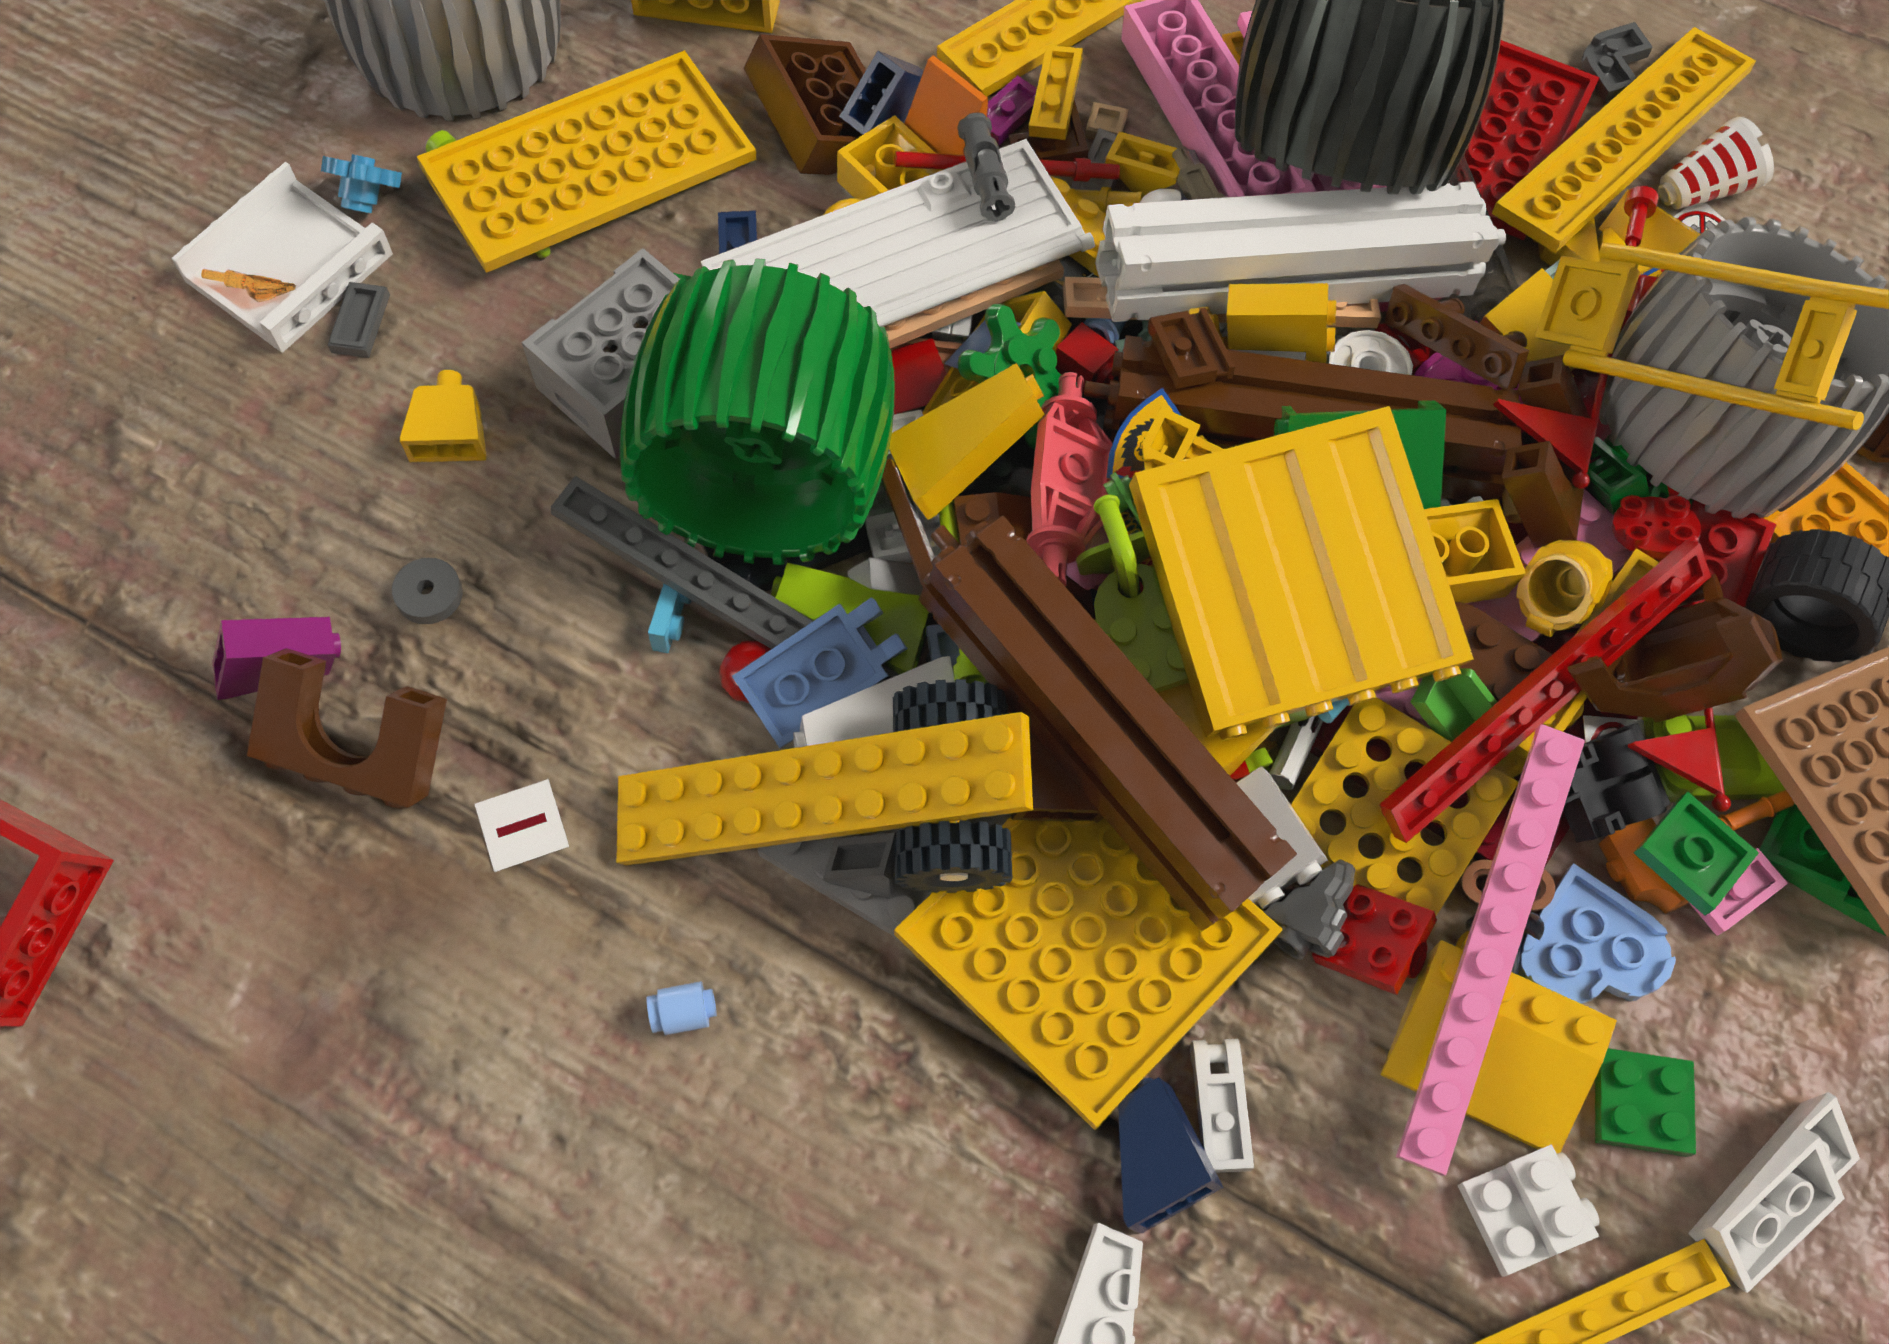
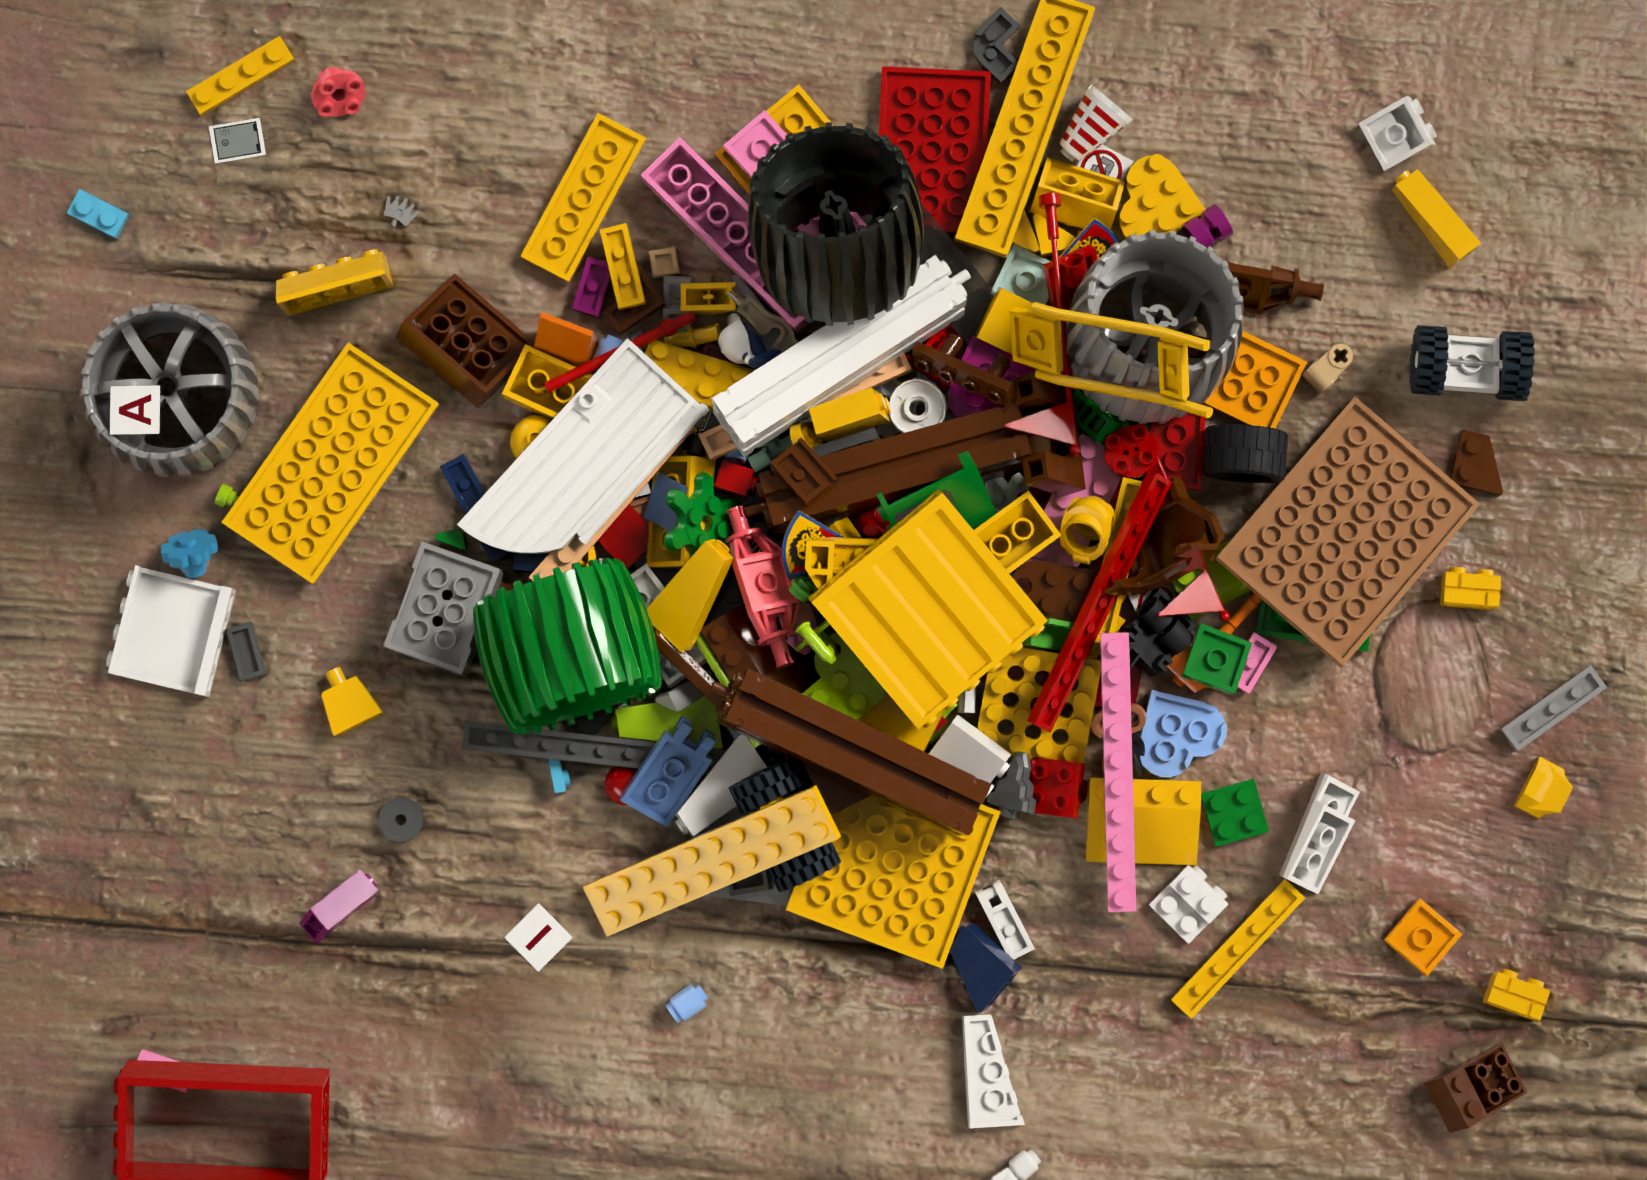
camera: 25 degrees left, 20 degrees up
(257, 287) = (159, 663): clear orange hand -> none
(291, 736) = (384, 952): reddish brown arch -> none
(882, 92) = (513, 324): dark blue slope -> none
(986, 167) = (615, 382): dark grey piece -> none

